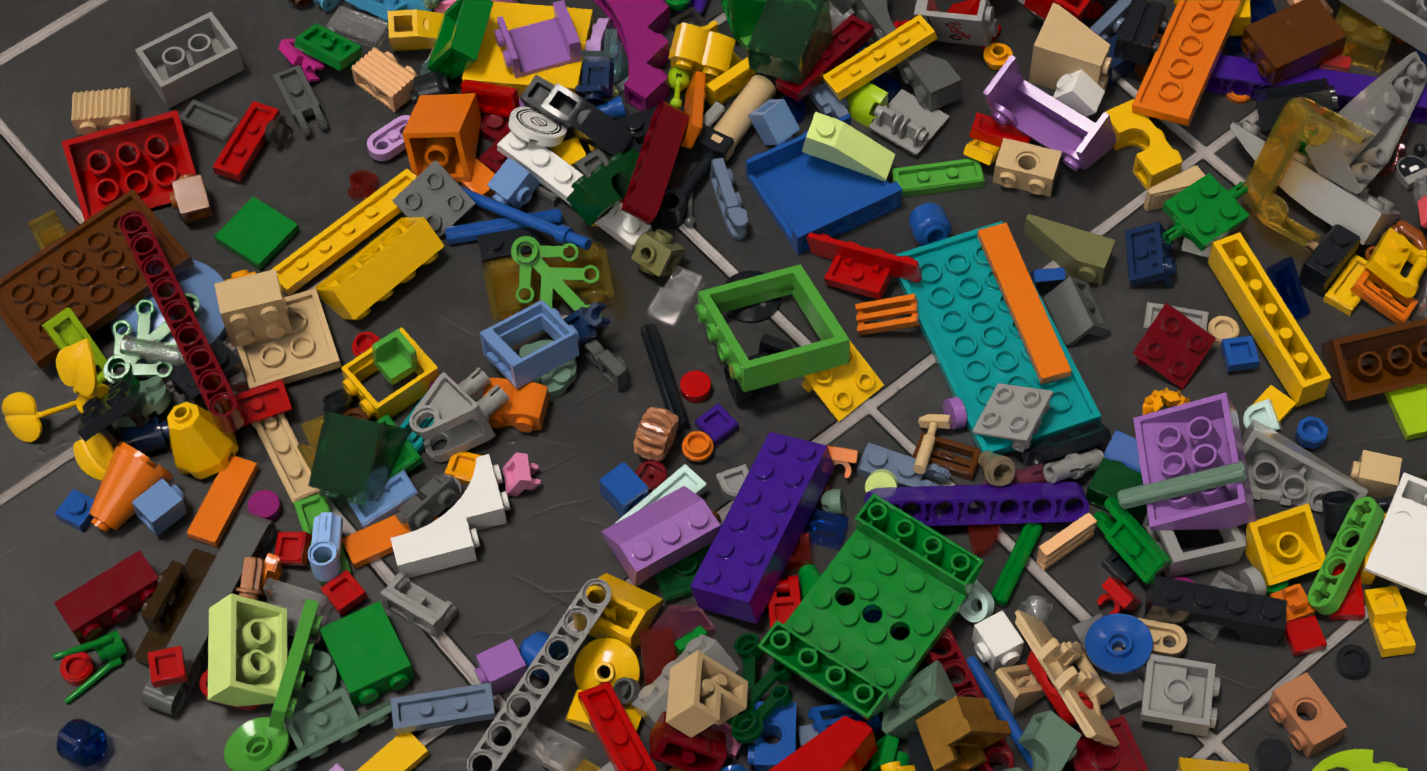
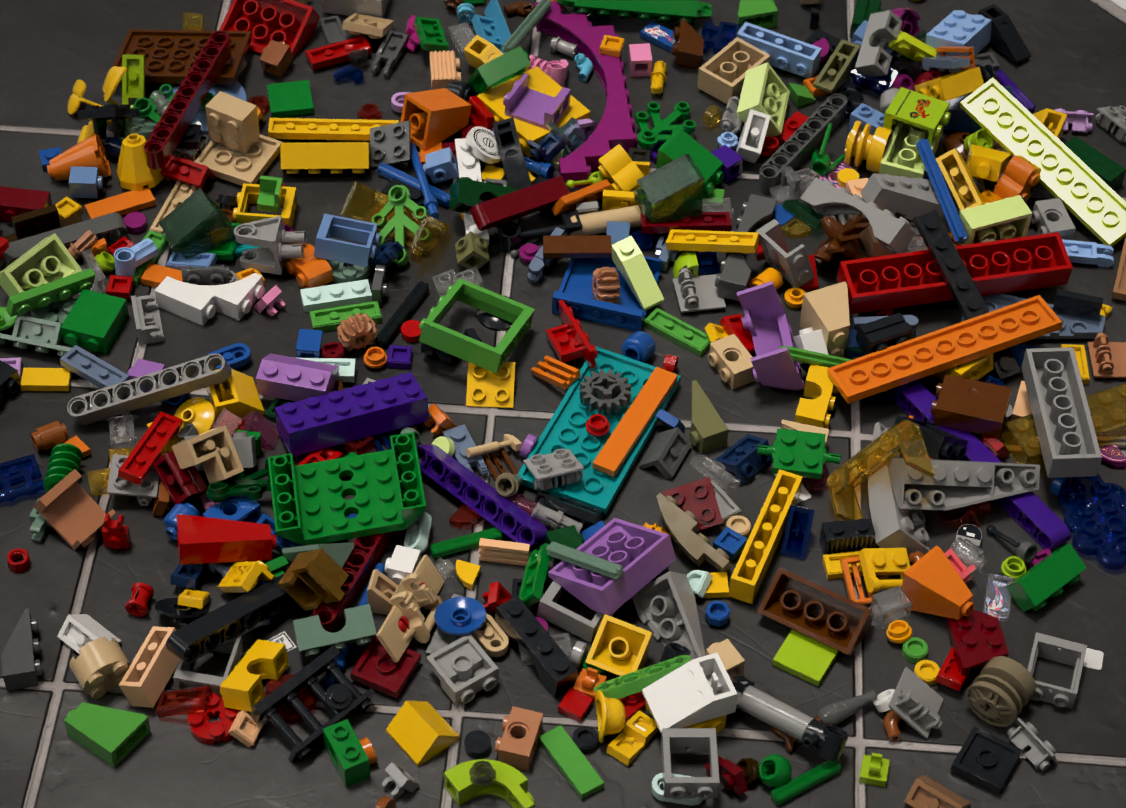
camera: 40 degrees right, 10 degrees down
(166, 550) = (68, 208): none -> yellow tile
(229, 263) = (261, 102): none -> clear red tile
(245, 86) = (366, 24): none -> tan plate
(285, 154) = (350, 72): none -> clear blue arm
(293, 575) = (105, 261): none -> lime plate
(555, 576) = (235, 355): none -> blue plate
(573, 412) = (336, 295): none -> light aqua plate
(611, 427) = (331, 318): none -> bright green tile
(706, 208) = (527, 252): none -> magenta plate
(759, 165) = (577, 246): none -> reddish brown tile
(832, 184) = (606, 285): none -> nougat gear
(961, 58) = (768, 275): none -> light orange brick
(966, 295) = (605, 391): none -> dark grey gear
(976, 217) = (670, 363): none -> red axle
(998, 337) = (597, 425): none -> red plate
(1056, 593) = (467, 573): none -> yellow tile
(1106, 101) = (816, 358): none -> bright green axle
(1144, 293) = (715, 471): none -> clear plate
(1196, 375) = (683, 530): none -> dark tan slope
(1357, 622) = (609, 715): none -> yellow hat
(1370, 695) = (571, 762): none -> bright green tile

